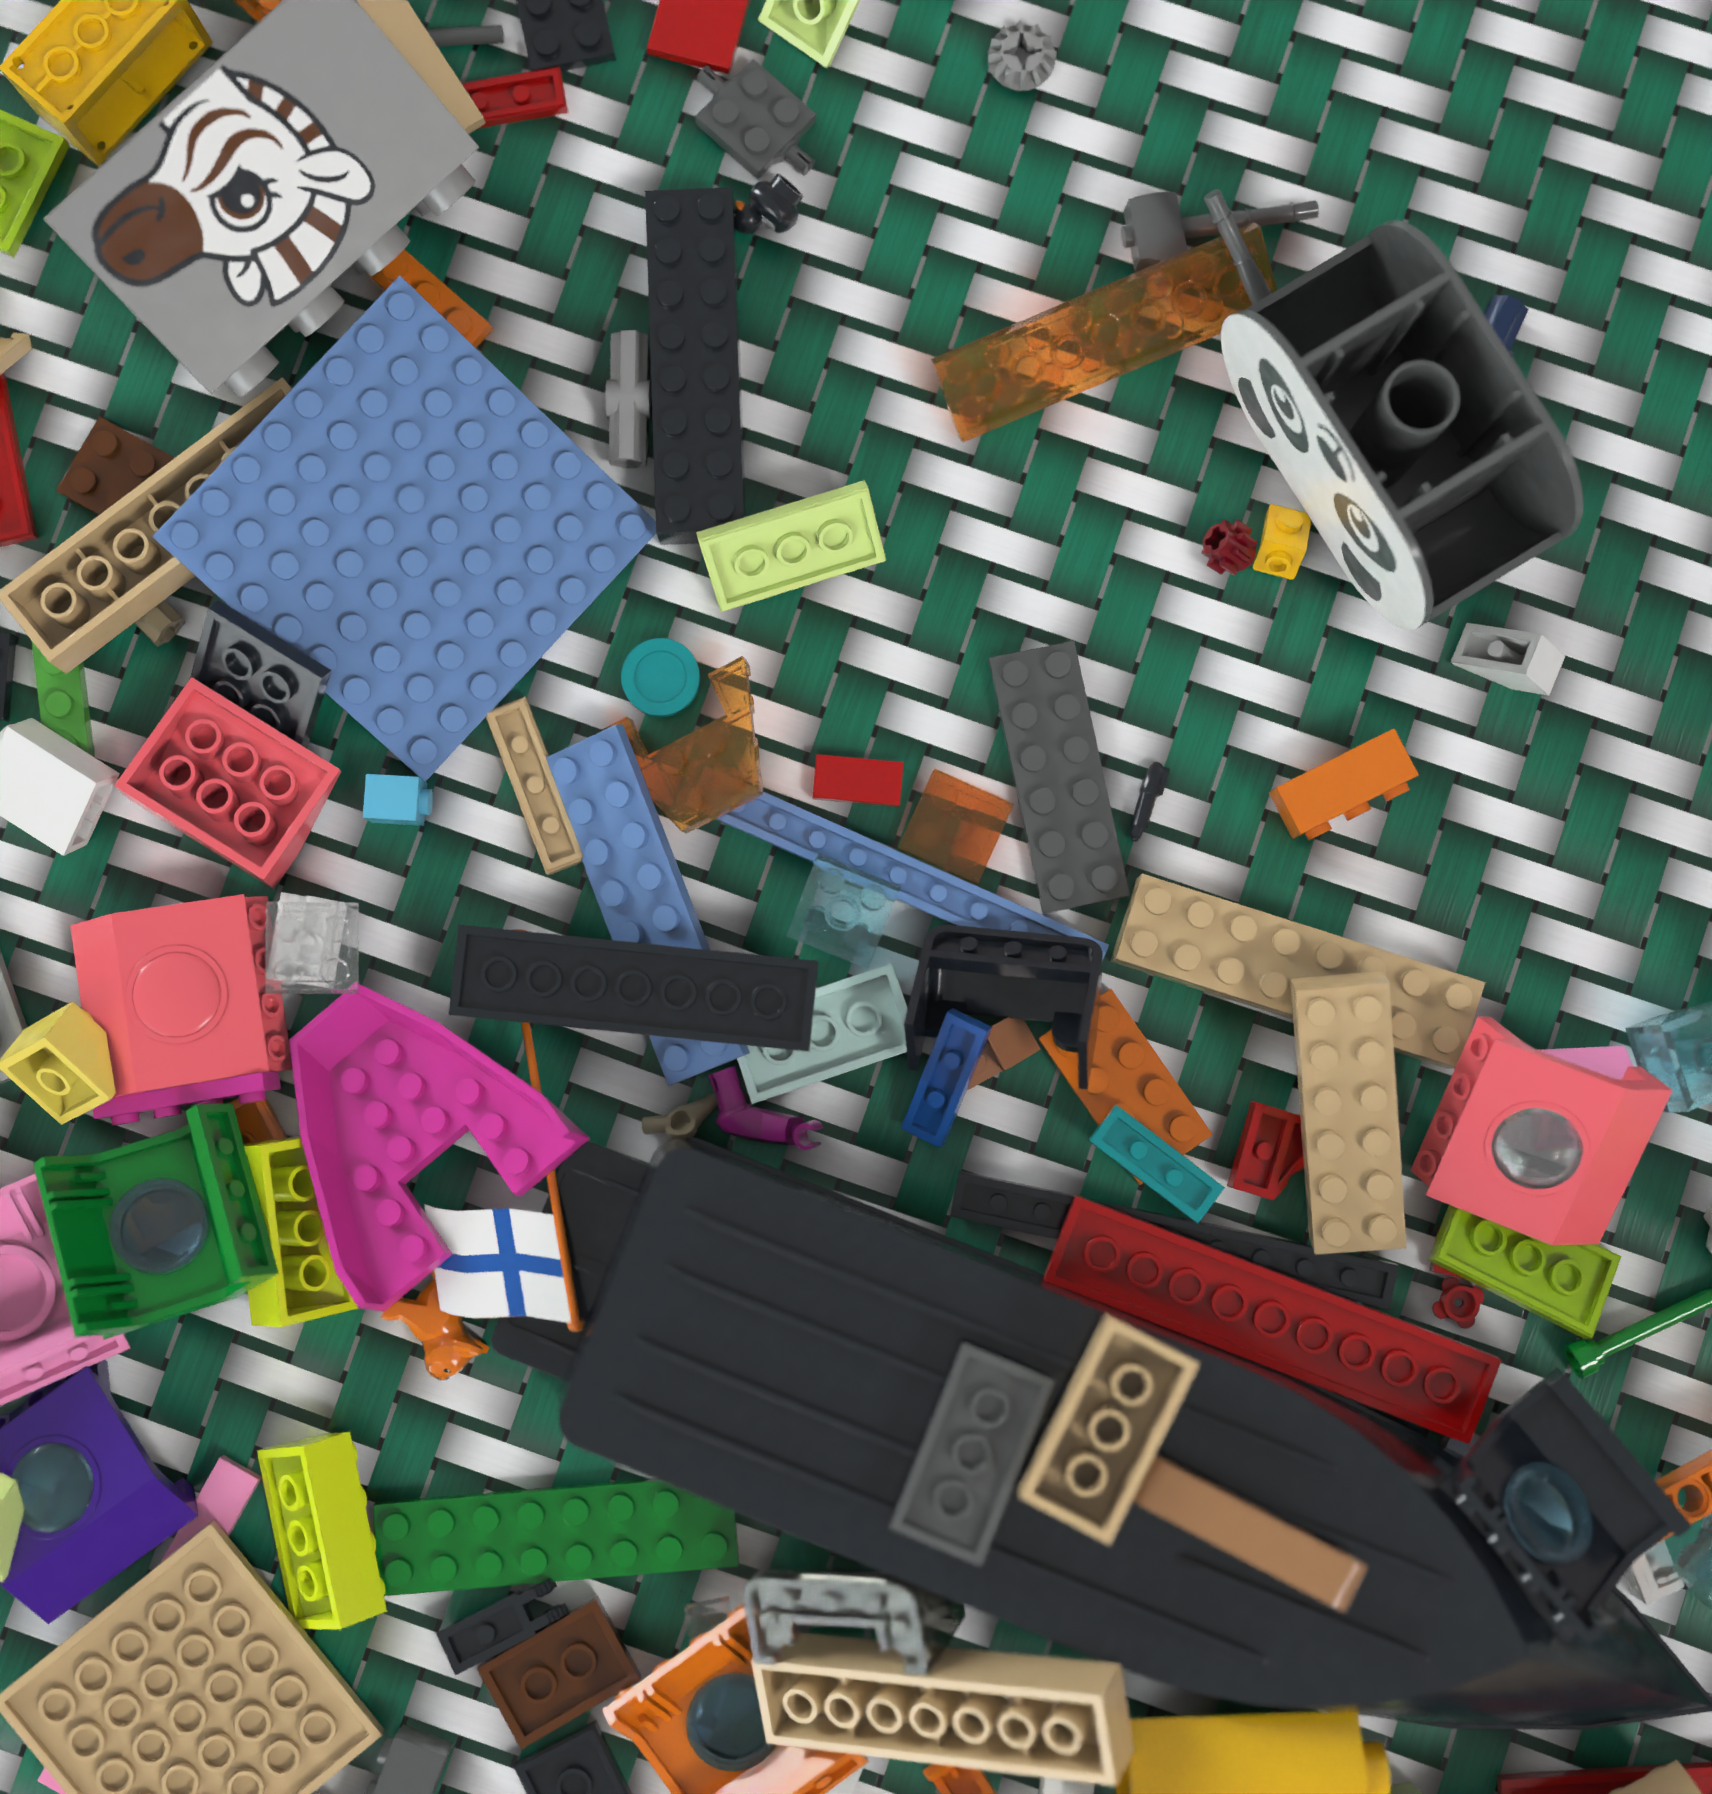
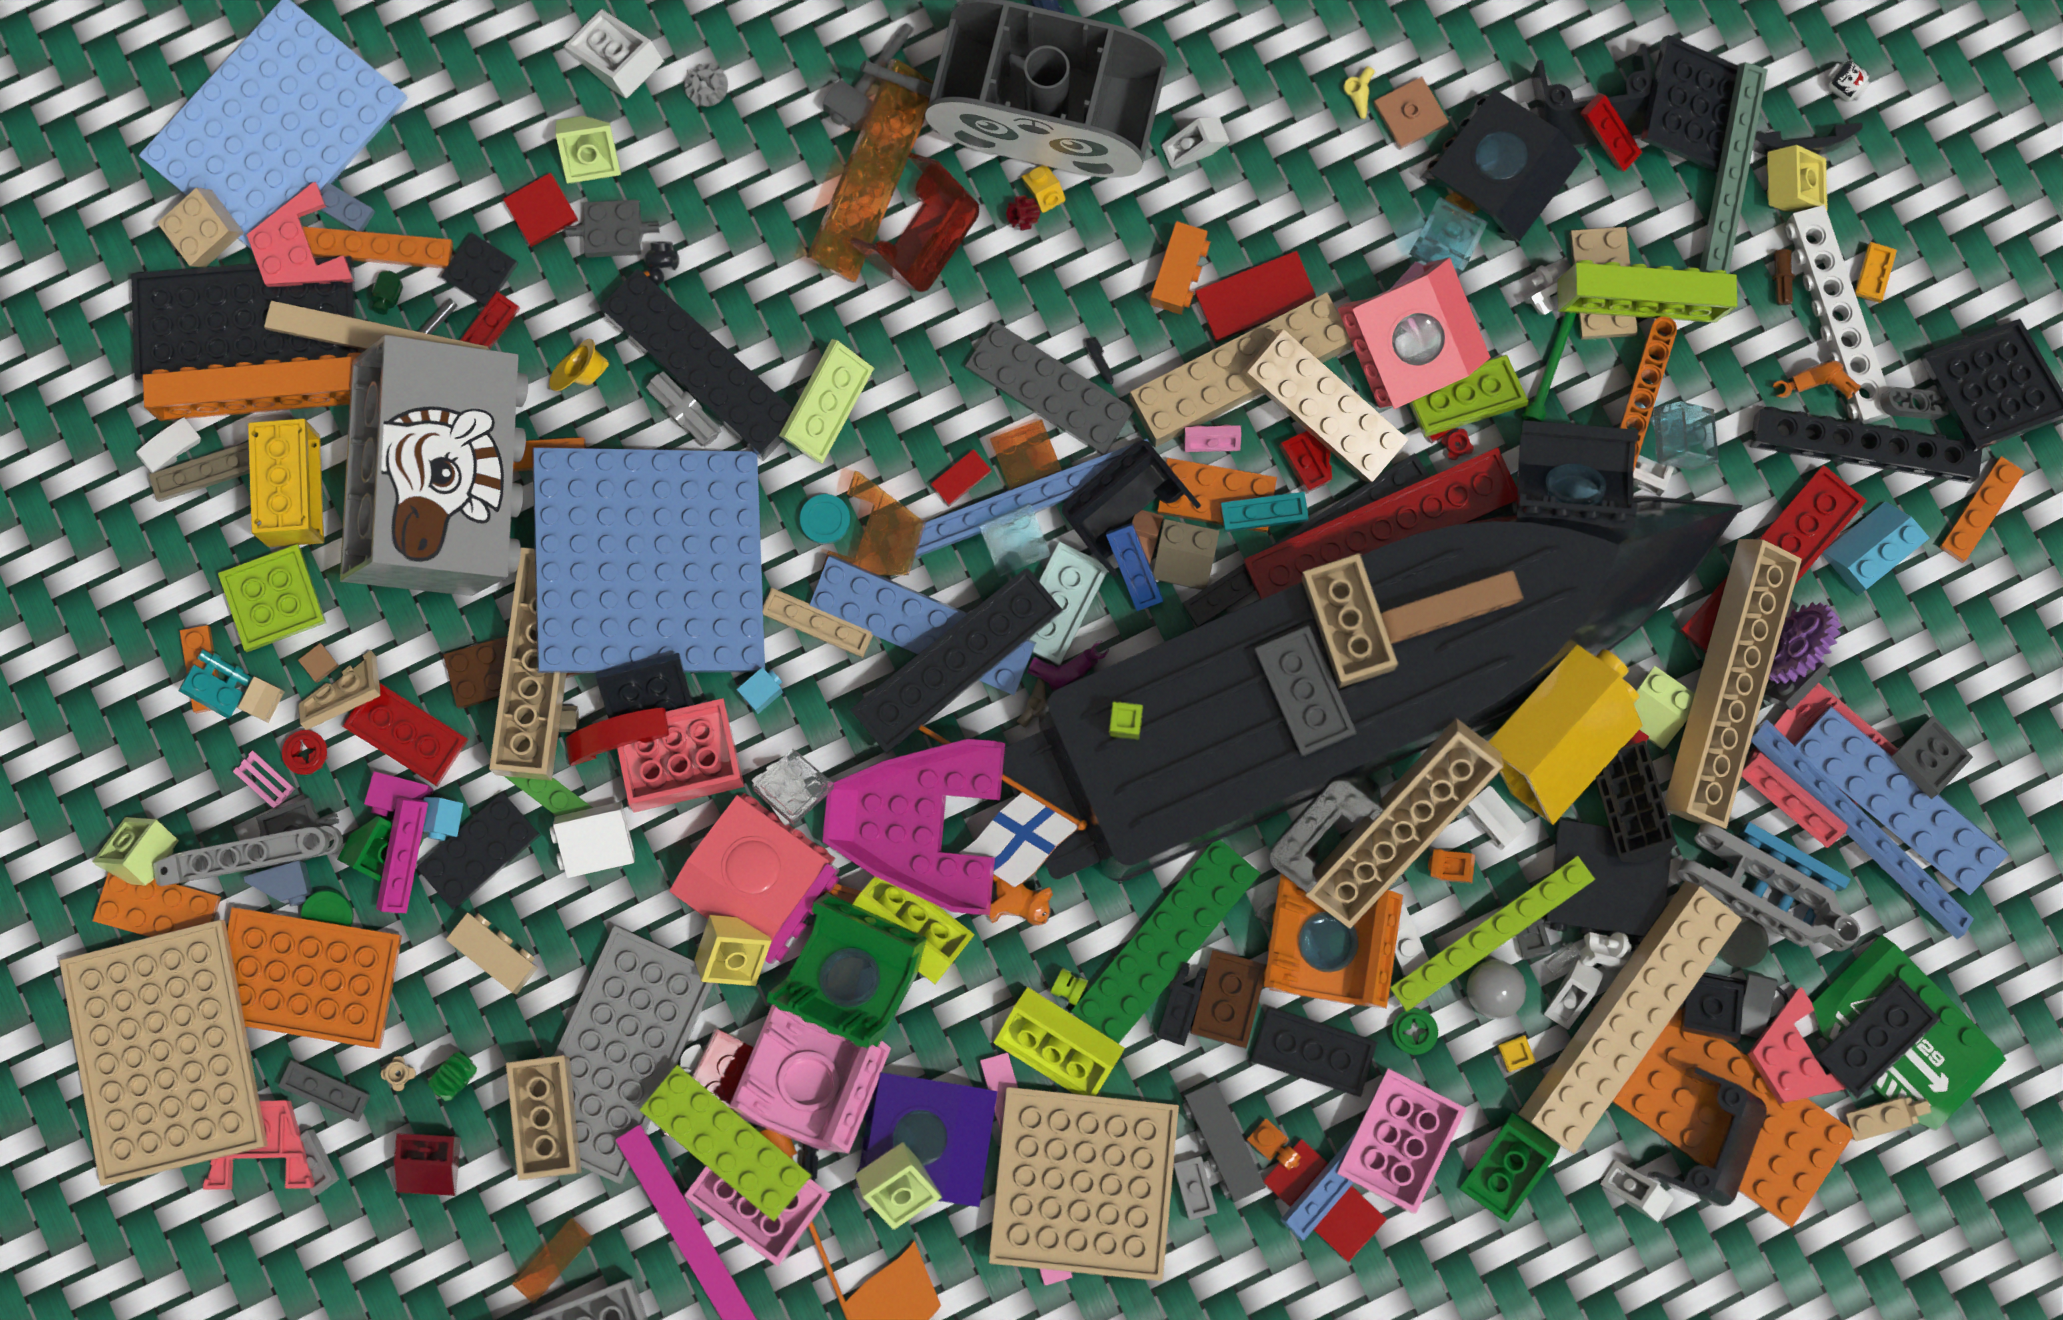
camera: 45 degrees left, 5 degrees down
(187, 695) = (615, 733): none -> red slope
(401, 1486) = (1075, 988): none -> lime wheel
(562, 241) = (580, 366): none -> yellow piece
(724, 1275) = (1126, 720): none -> lime panel
(1019, 1120) = (1185, 554): none -> dark tan slope
(1104, 470) = (933, 232): none -> clear red windscreen
(1183, 1018) = (1212, 438): none -> bright pink plate
(1399, 903) = (1255, 296): none -> red tile

